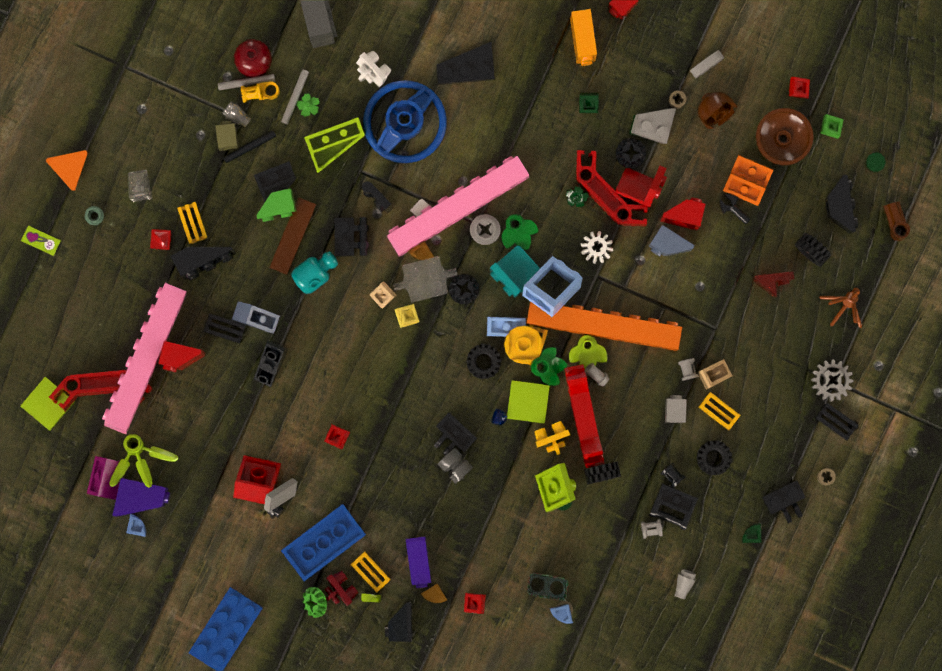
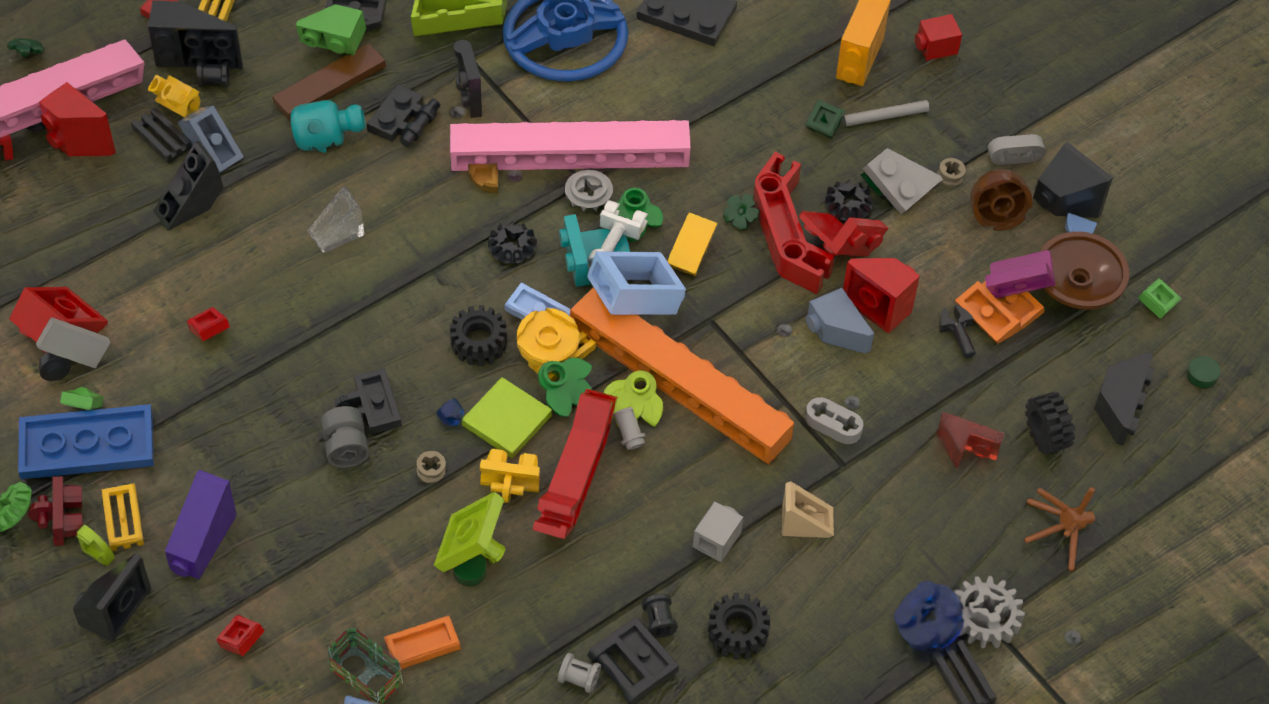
camera: 25 degrees right, 30 degrees down
(105, 313) = (25, 46): none -> dark green plant
(220, 302) = (175, 95): none -> yellow hips
(226, 271) = (213, 74): none -> black bush
(304, 520) = (82, 398): none -> bright green tile
(363, 335) = (338, 222): none -> clear slope
(383, 295) = (397, 195): tan tile -> none
(407, 315) = (411, 233): light yellow tile -> none
(425, 279) = (466, 204): clear plate -> none
(434, 594) = (191, 594): pearl gold tile -> none
(511, 458) = (431, 475): none -> dark tan bush
(522, 277) = (618, 225): none -> white bar
(563, 235) = (691, 244): none -> yellow slope
(564, 554) = (423, 642): none -> orange tile
(602, 473) = (553, 551): black tyre -> none
(603, 250) = (730, 278): white gear -> none
(619, 76) = (886, 113): none -> light grey bar
(688, 369) = (770, 489): light grey bush -> none
(698, 301) = (834, 420): none -> light grey beam
(712, 415) = (795, 593): yellow tile -> none
(751, 79) = (1073, 185): none -> black slope
(753, 159) = (1021, 274): none -> magenta panel
(767, 101) = (1077, 223): none -> medium blue tile
(797, 406) = (917, 604): none -> clear blue plate
(799, 87) = (1135, 233): red tile -> none
(896, 219) = (1199, 455): reddish brown piece -> none

